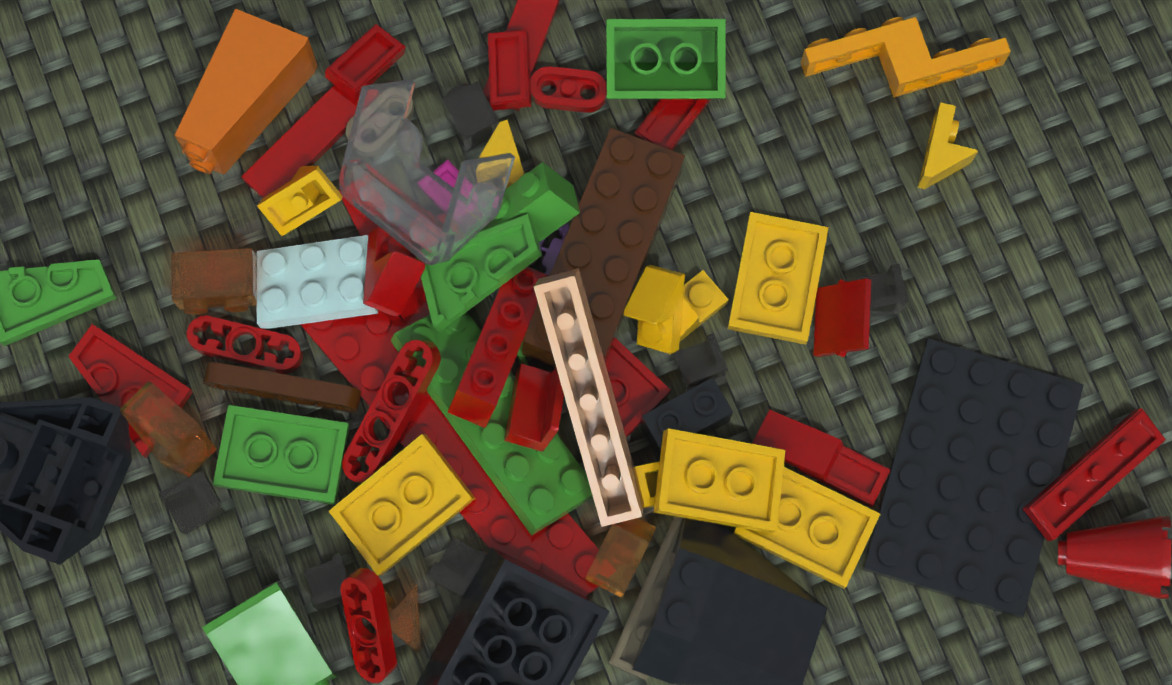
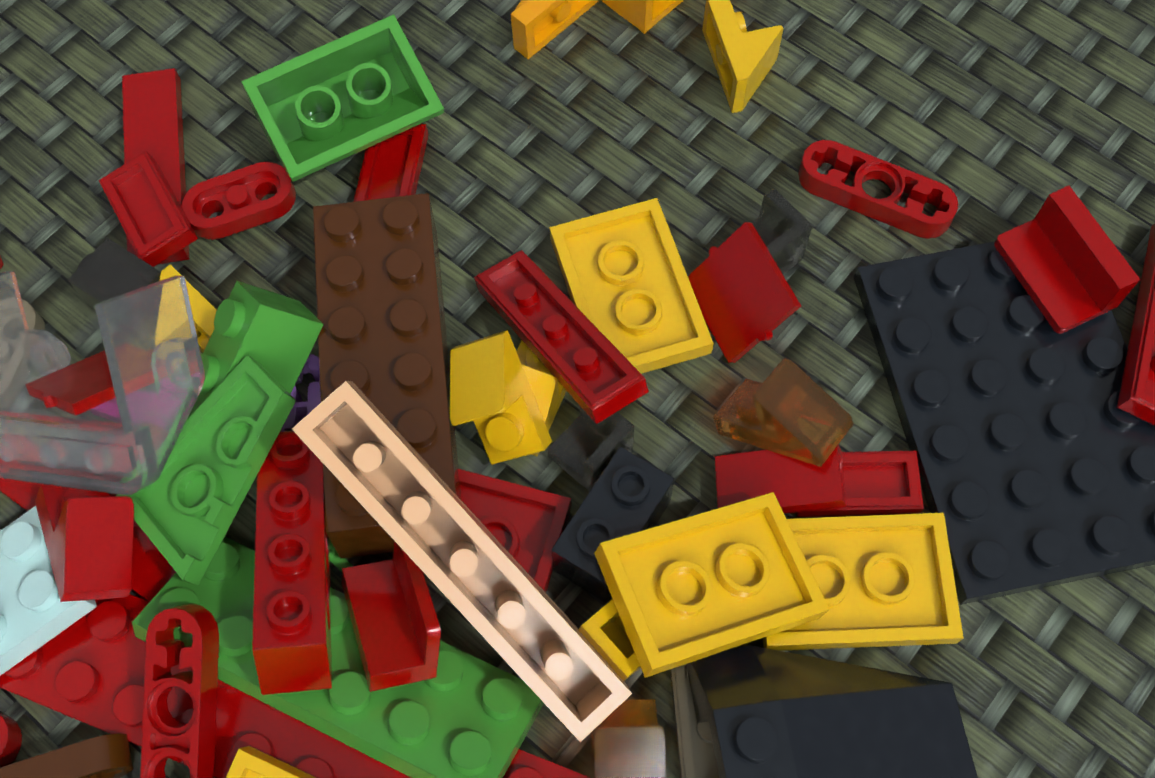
camera: 25 degrees left, 10 degrees down
(428, 174) = (76, 386): none -> red piece
(716, 287) = (561, 337): none -> red tile
(820, 409) = (785, 415): none -> clear orange slope
(1000, 310) = (886, 210): none -> red beam
(1049, 406) = (1067, 262): none -> red panel

